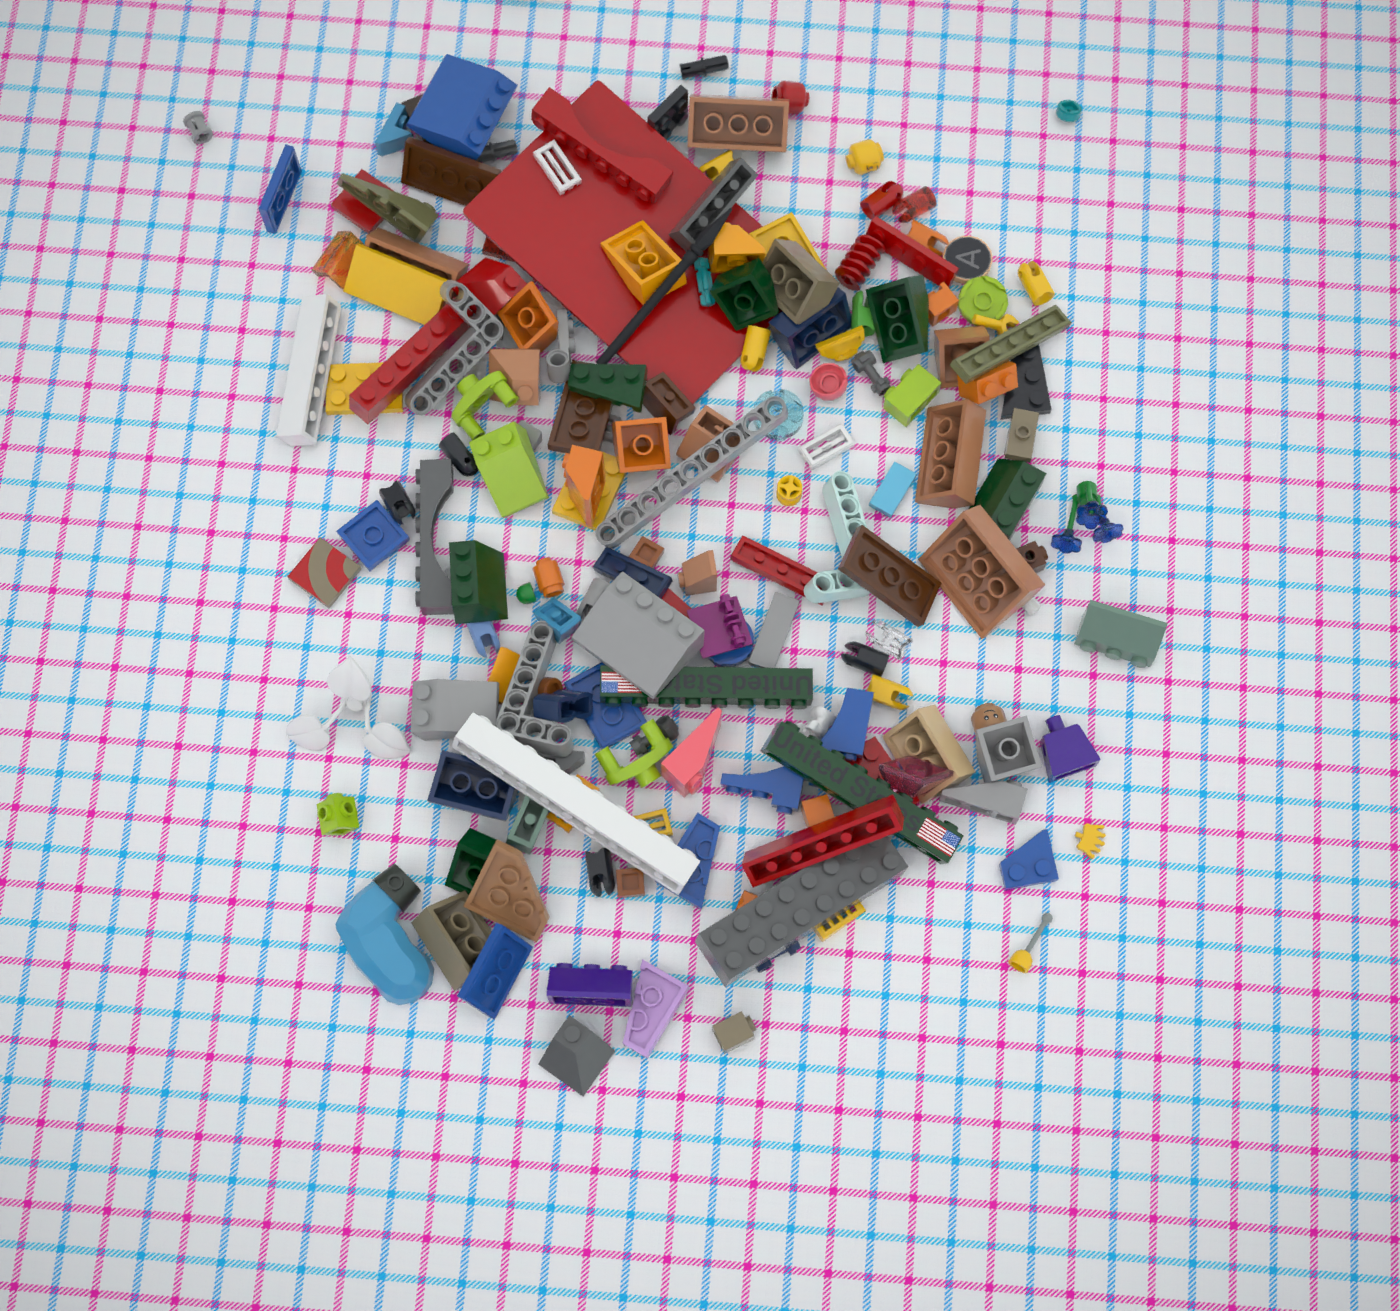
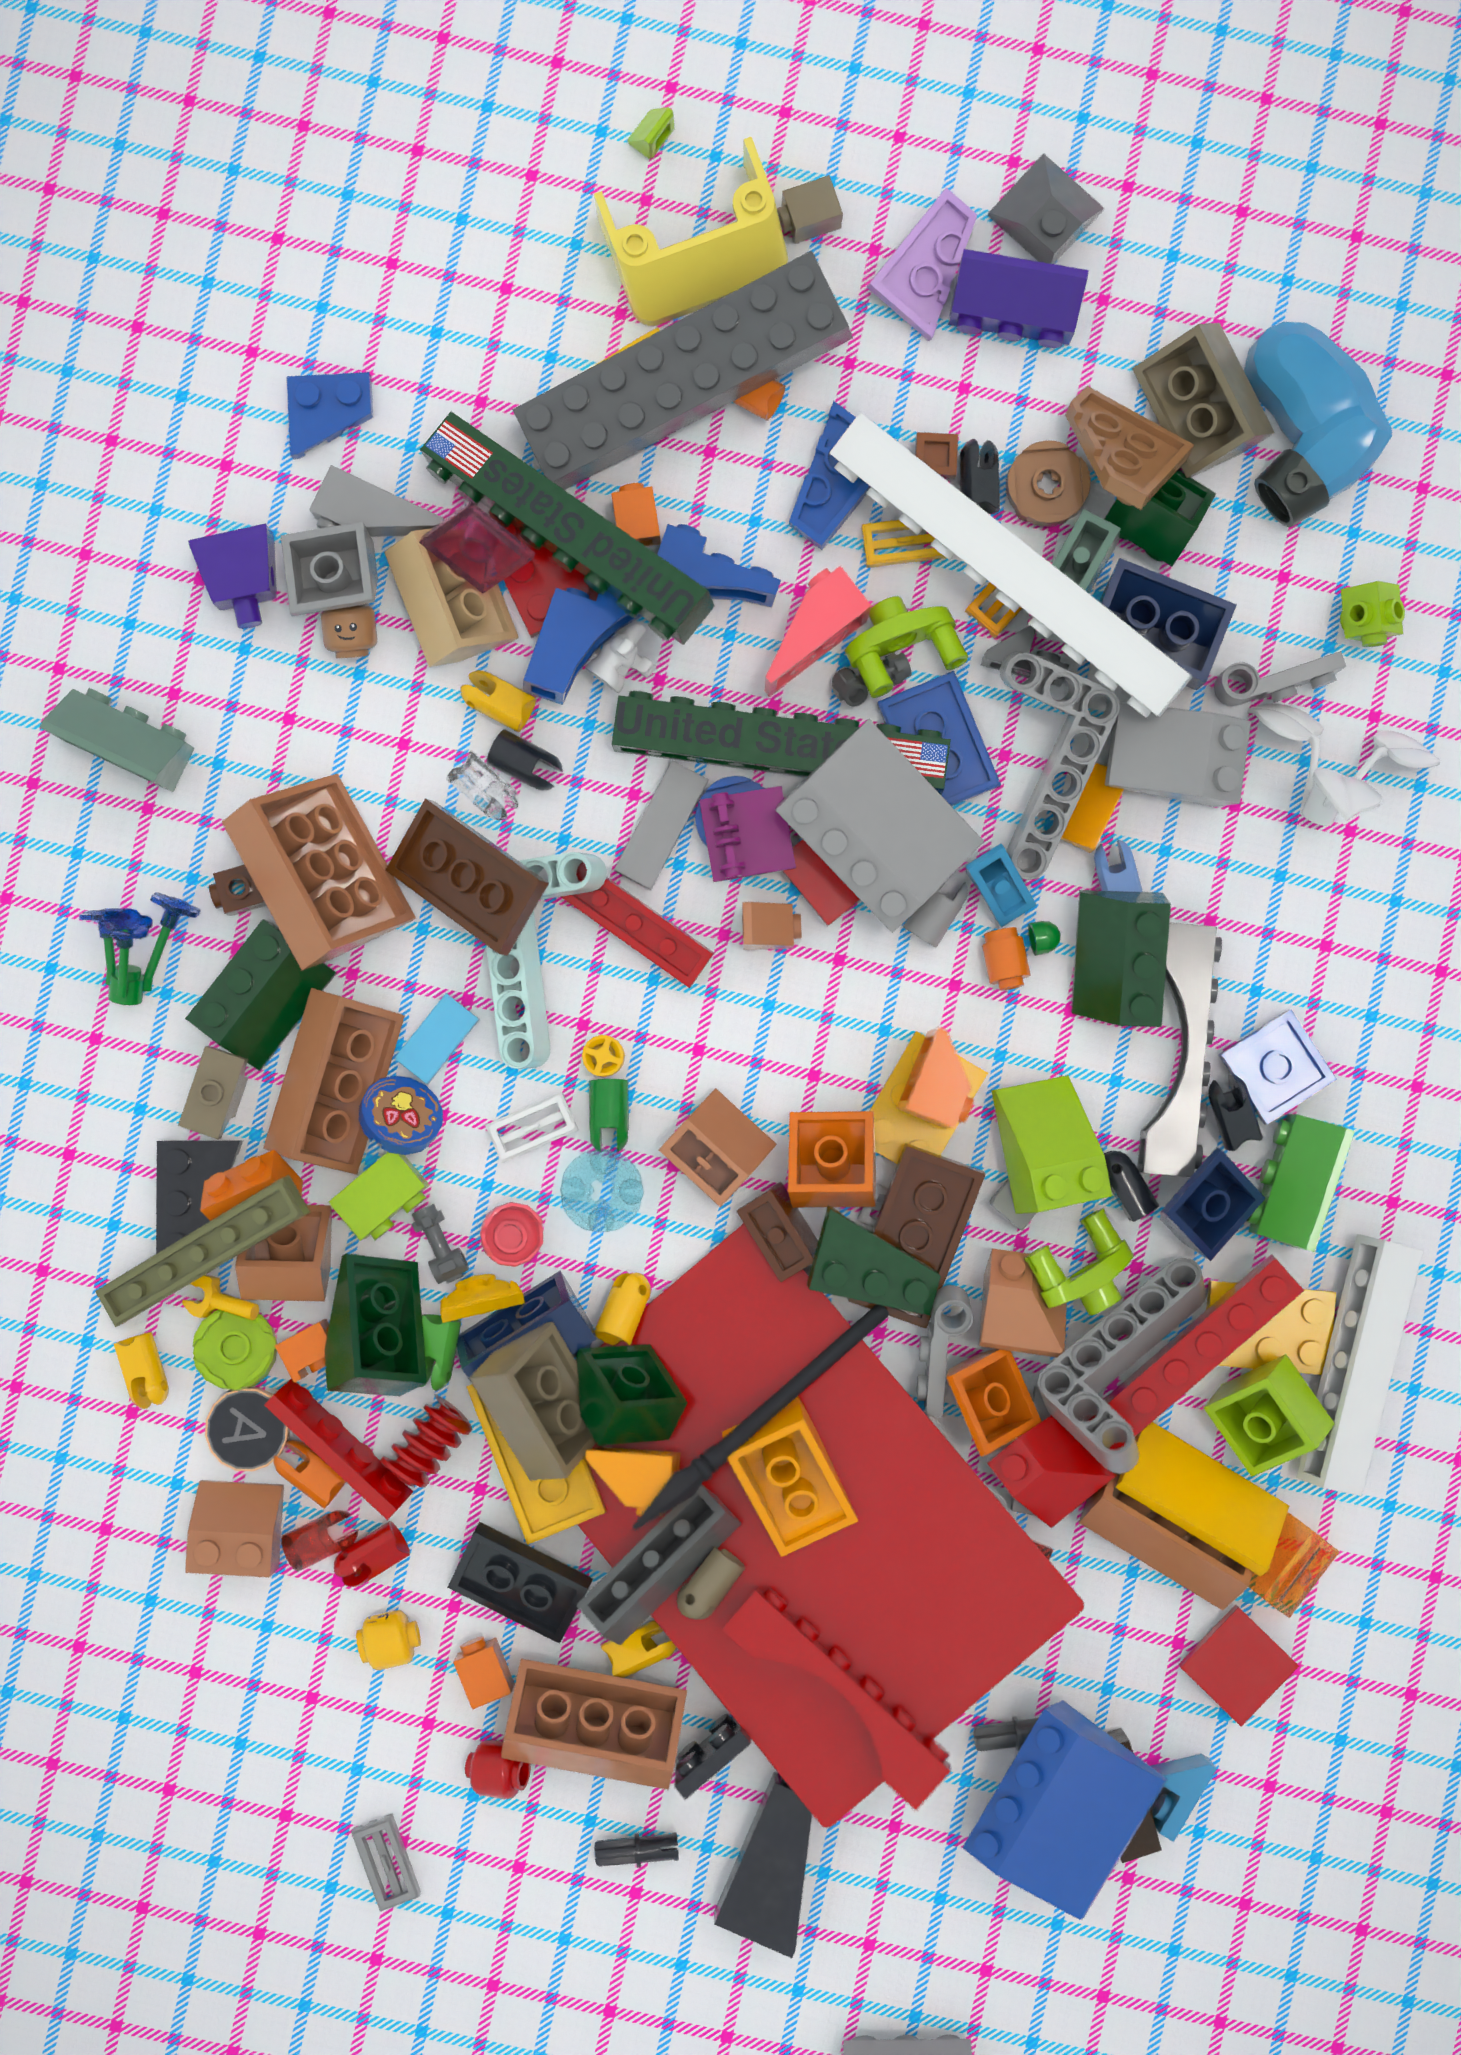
camera: 175 degrees left, 15 degrees up
(280, 189) = (1383, 1700): blue tile -> none
(324, 572) = (1359, 1017): tile -> none
(354, 466) = (1300, 1181): none -> bright green slope
(361, 331) = (1269, 1415): none -> lime brick
(392, 765) = (1278, 685): none -> light grey plate
(399, 210) = (1171, 1625): olive wedge -> none
(407, 444) = (1211, 1205): none -> dark blue slope
(444, 172) = (1101, 1694): reddish brown plate -> none
(495, 971) = (1156, 338): blue tile -> none
(549, 685) = (1024, 771): dark orange tile -> none
(562, 860) = (1064, 466): none -> medium nougat plate
(563, 705) = (1010, 731): dark blue brick -> none
(568, 185) = (932, 1701): white tile -> none
(613, 563) = (872, 945): dark blue tile -> none
(627, 59) = (769, 1873): none -> black slope
(647, 552) = (846, 978): dark orange plate -> none
(682, 199) = (709, 1584): none -> dark tan piece
(704, 281) = (691, 1428): teal axle -> none
(705, 470) = (772, 1075): light grey beam -> none
(766, 996) = (702, 268): none -> light yellow windscreen
(780, 459) = (608, 1110): none -> green piece
(793, 193) = (519, 1582): none -> black plate
(806, 146) = (483, 1671): none -> orange brick
(823, 841) = (636, 454): red brick -> none
(847, 1074) = (652, 131): none -> lime slope
(863, 57) = (374, 1828): none -> light grey tile
(906, 439) = (400, 1115): none -> tile
(963, 203) = (235, 1529): none -> nougat slope
(1021, 959) = (363, 264): hinge -> none
(1068, 110) = (26, 1683): teal tile -> none
(1089, 839) = (228, 436): yellow piece -> none

